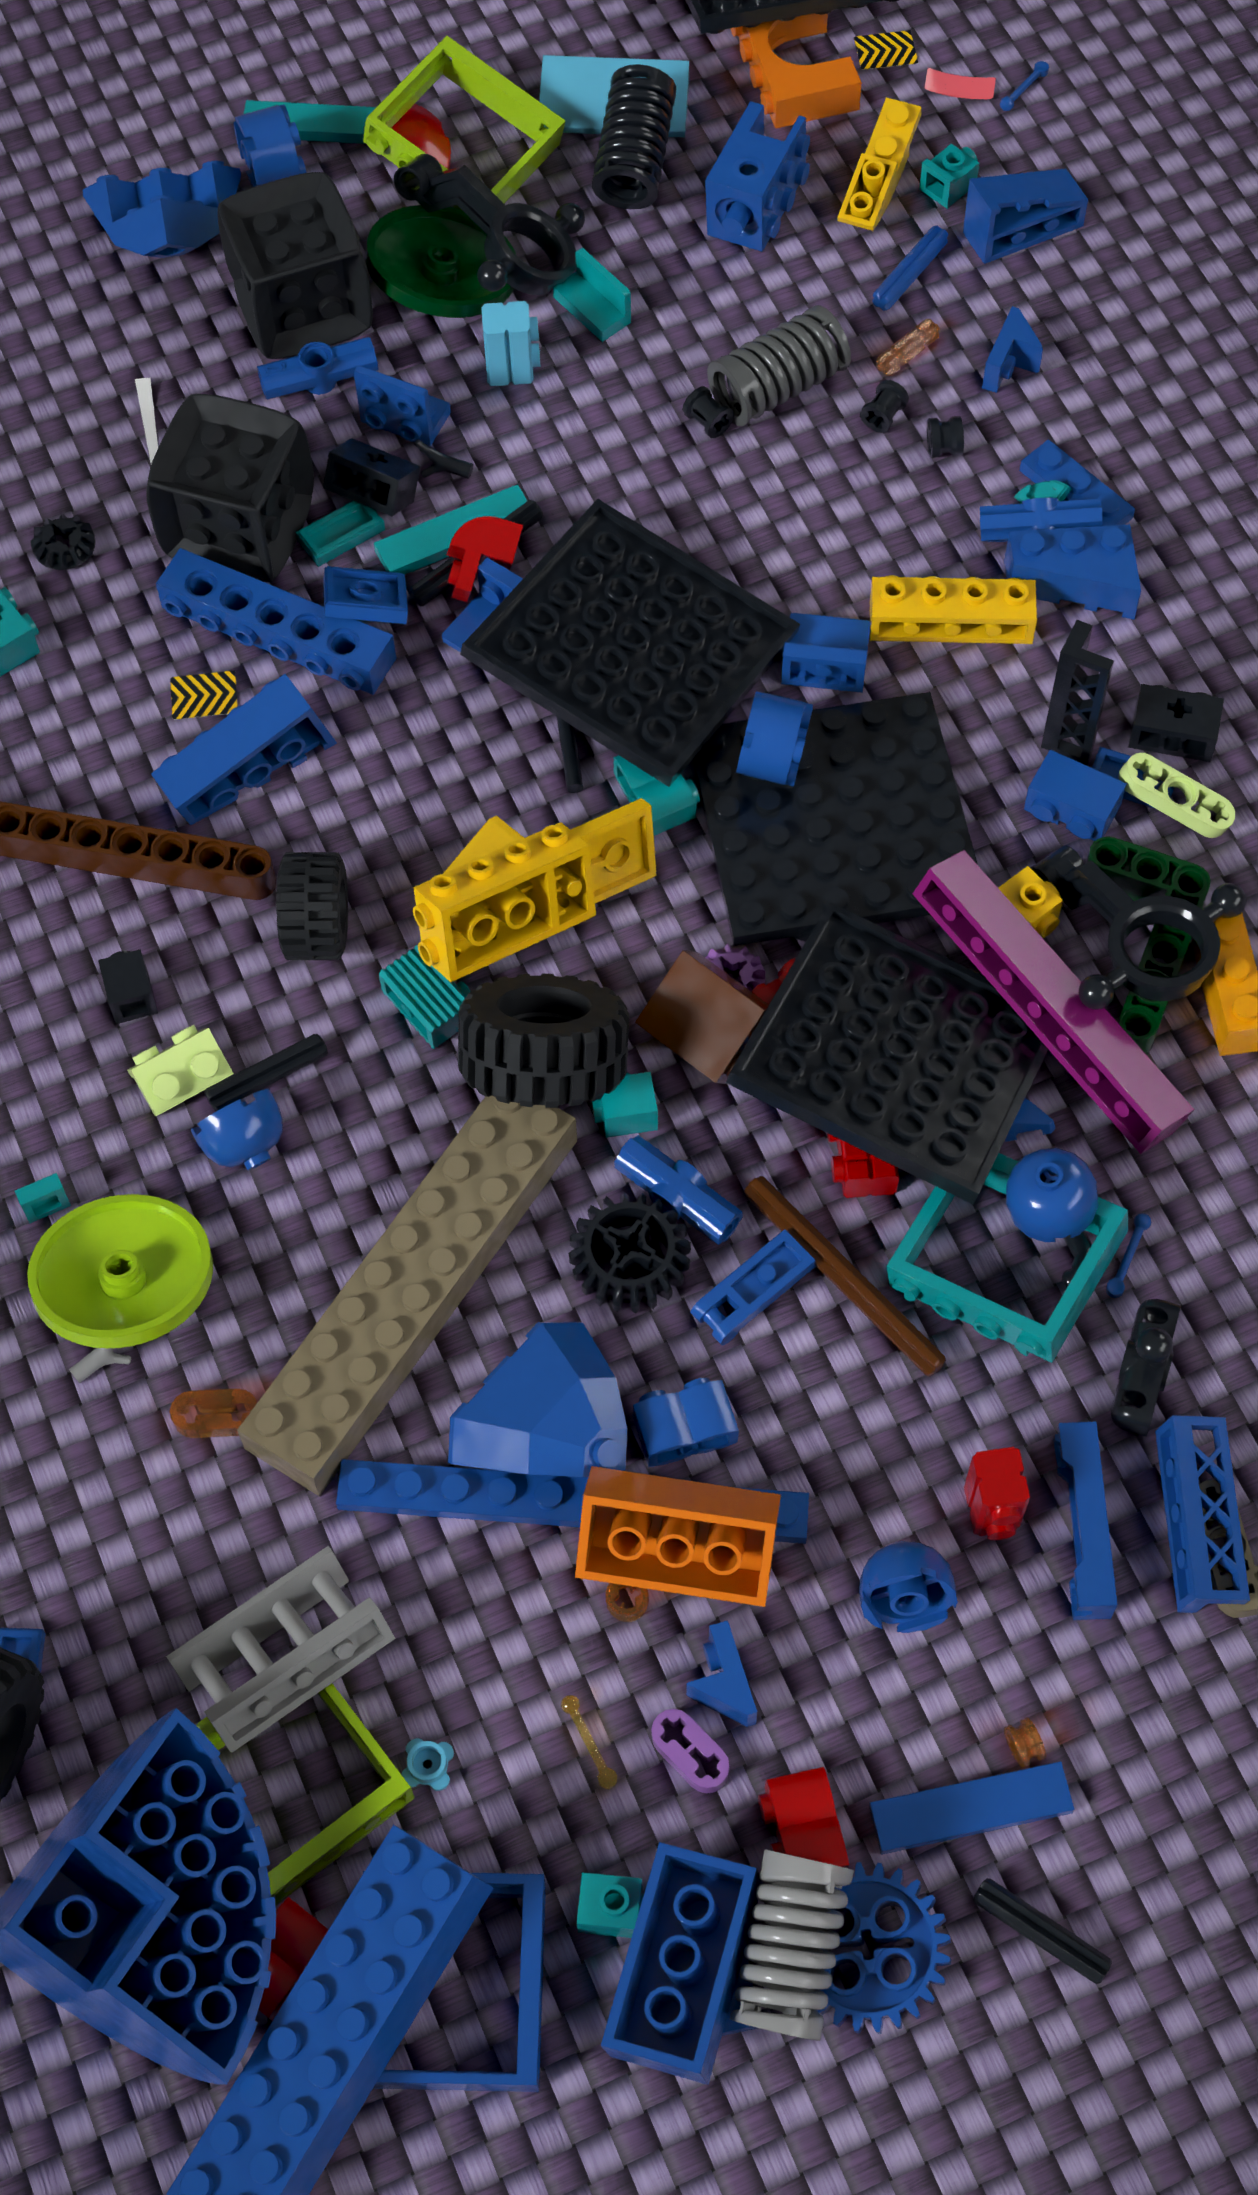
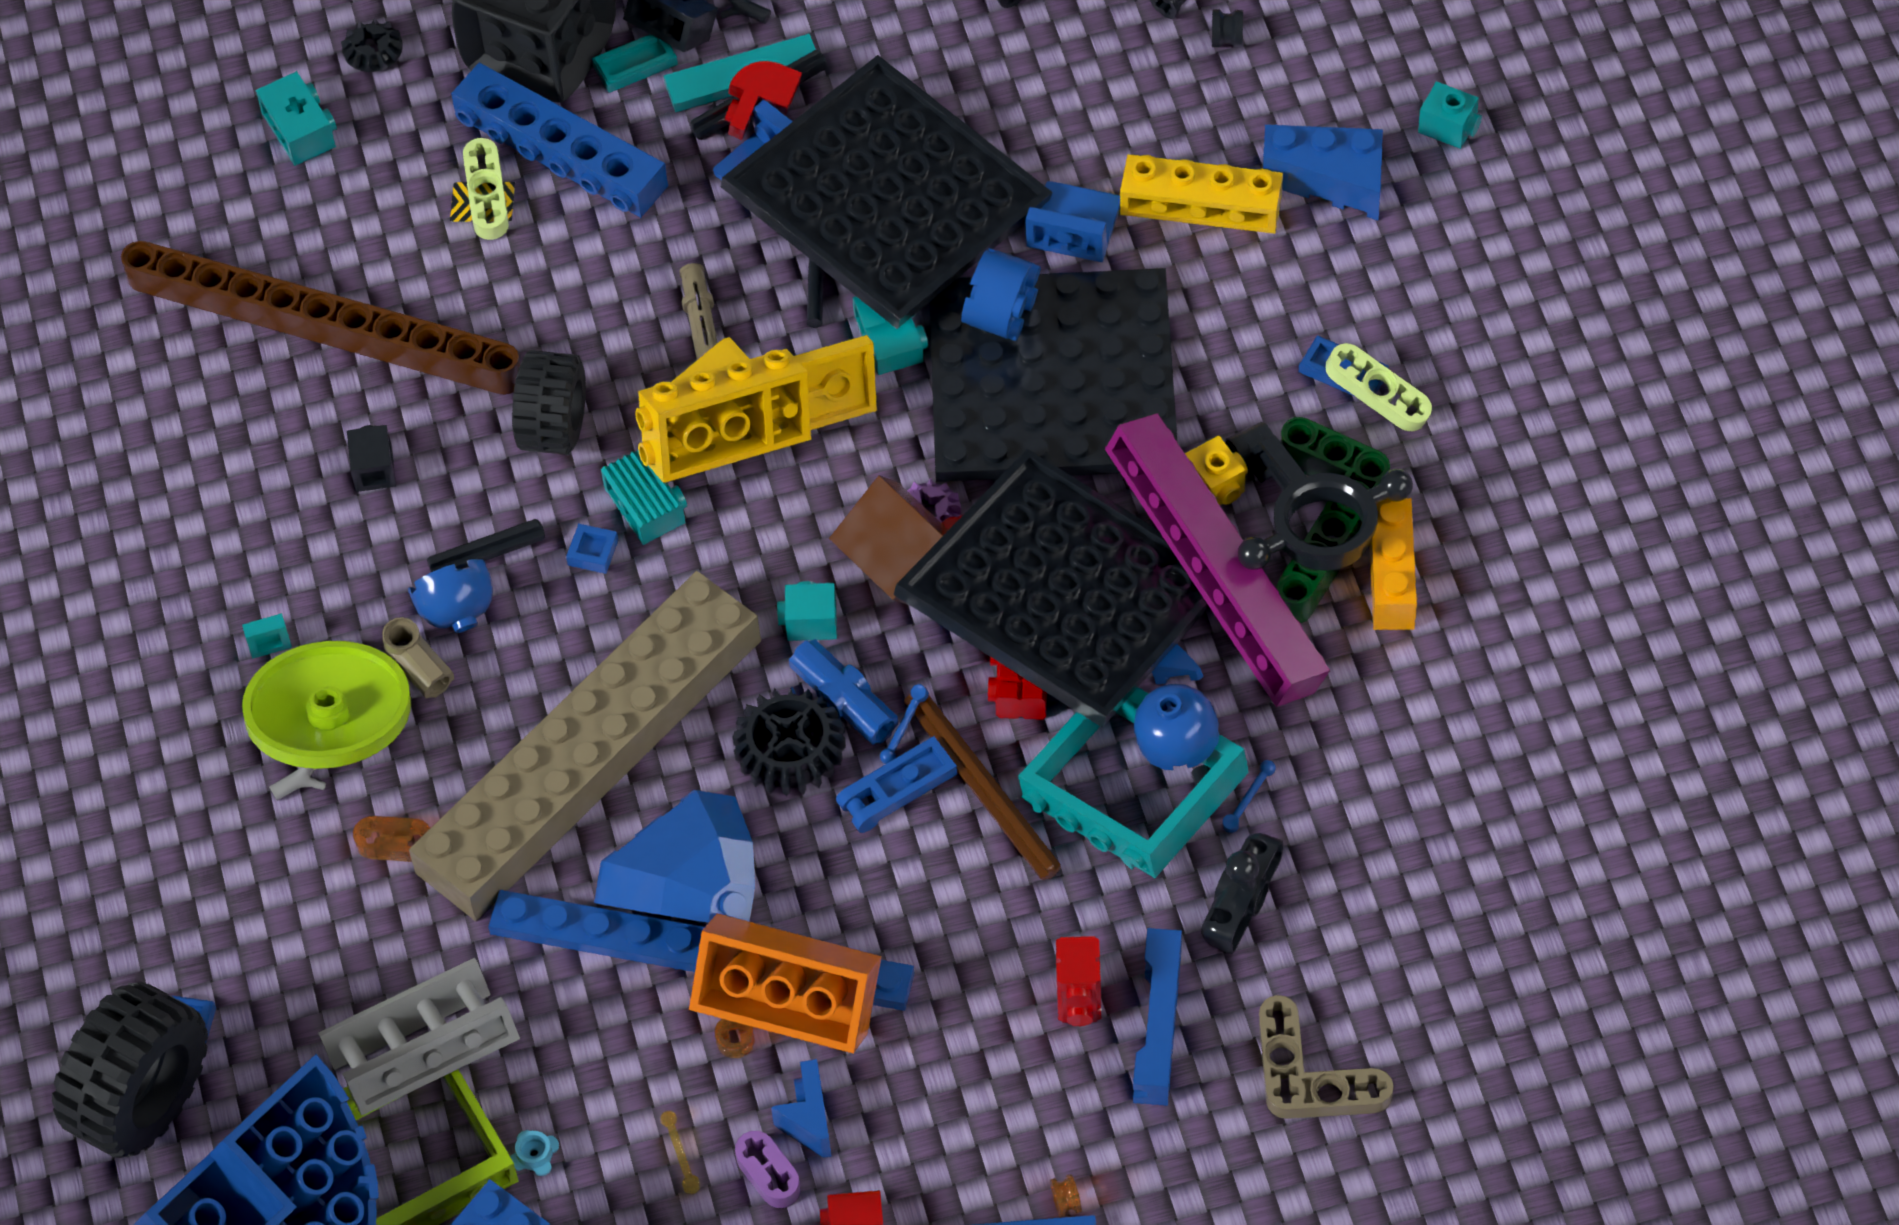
camera: 10 degrees right, 5 degrees down
(179, 1070) = (407, 537): yellowish green bracket -> none
(193, 670) = (494, 200): none -> yellowish green beam
(210, 1206) = (417, 658): none -> dark tan piece
(242, 750) = (509, 256): blue wedge -> none
(365, 595) = (645, 123): blue plate -> none
(381, 1060) = (592, 548): none -> blue plate
(450, 781) = (694, 283): none -> dark tan pin
(543, 1040) = (737, 541): black tyre -> none
(684, 1421) = (812, 892): blue brick -> none
(761, 1184) = (919, 694): none -> blue hinge
(907, 1587) = (983, 1052): blue cylinder -> none
(1038, 515) = (1300, 112): blue piece -> none
(1044, 489) = (1312, 96): teal tile -> none
(1052, 463) = (1346, 89): blue plate -> none
(1066, 701) = (1288, 284): black fence -> none
(1075, 796) = (1282, 377): blue piece -> none
(1176, 722) = (1393, 320): black brick -> none
(1185, 1515) = (1250, 1024): blue fence -> none
(1188, 503) = (1449, 115): none -> teal brick

